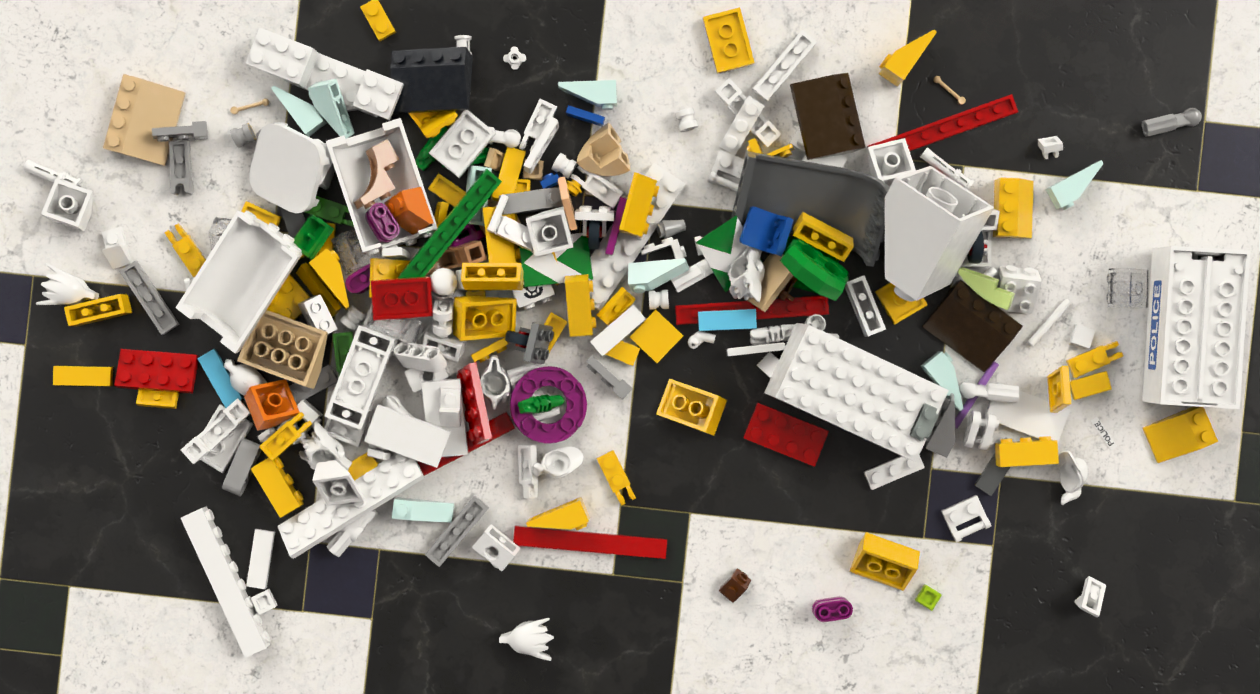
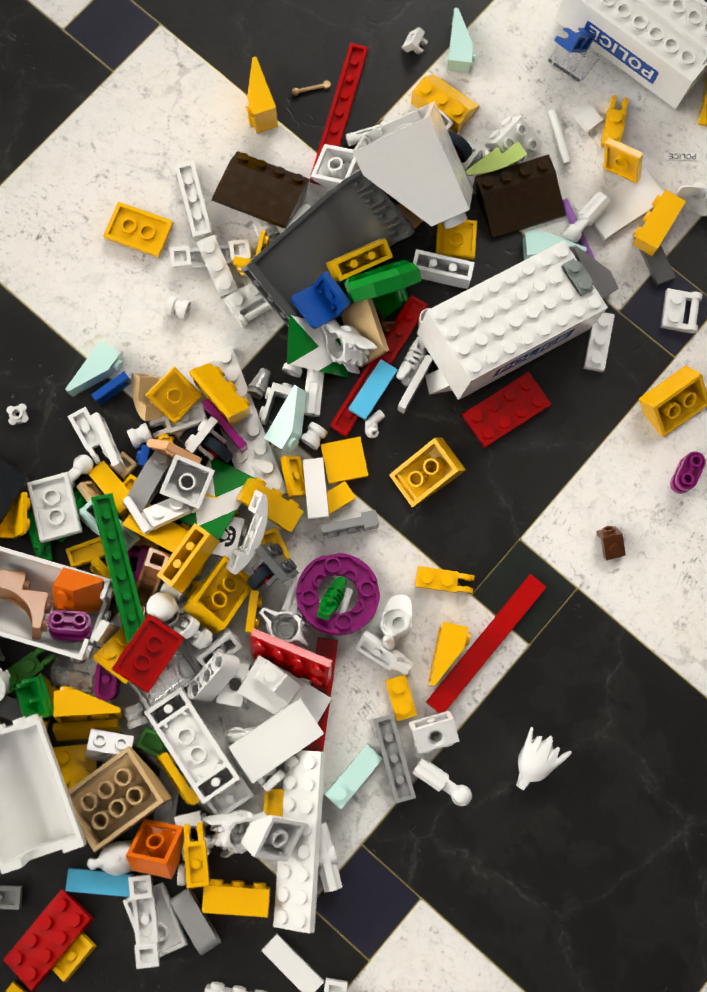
camera: 60 degrees left, 10 degrees down
(330, 382) = (177, 778): none -> yellow hinge
(464, 576) = (439, 780): none -> white piece
(505, 505) = (401, 697): none -> yellow plate
(521, 314) = (255, 534): none -> white slope
(612, 170) = (173, 395): none -> yellow tile
(988, 425) = (613, 248): white brick -> none
(1090, 385) = (636, 134): yellow tile -> none
(1136, 281) = (576, 41): none -> blue hinge

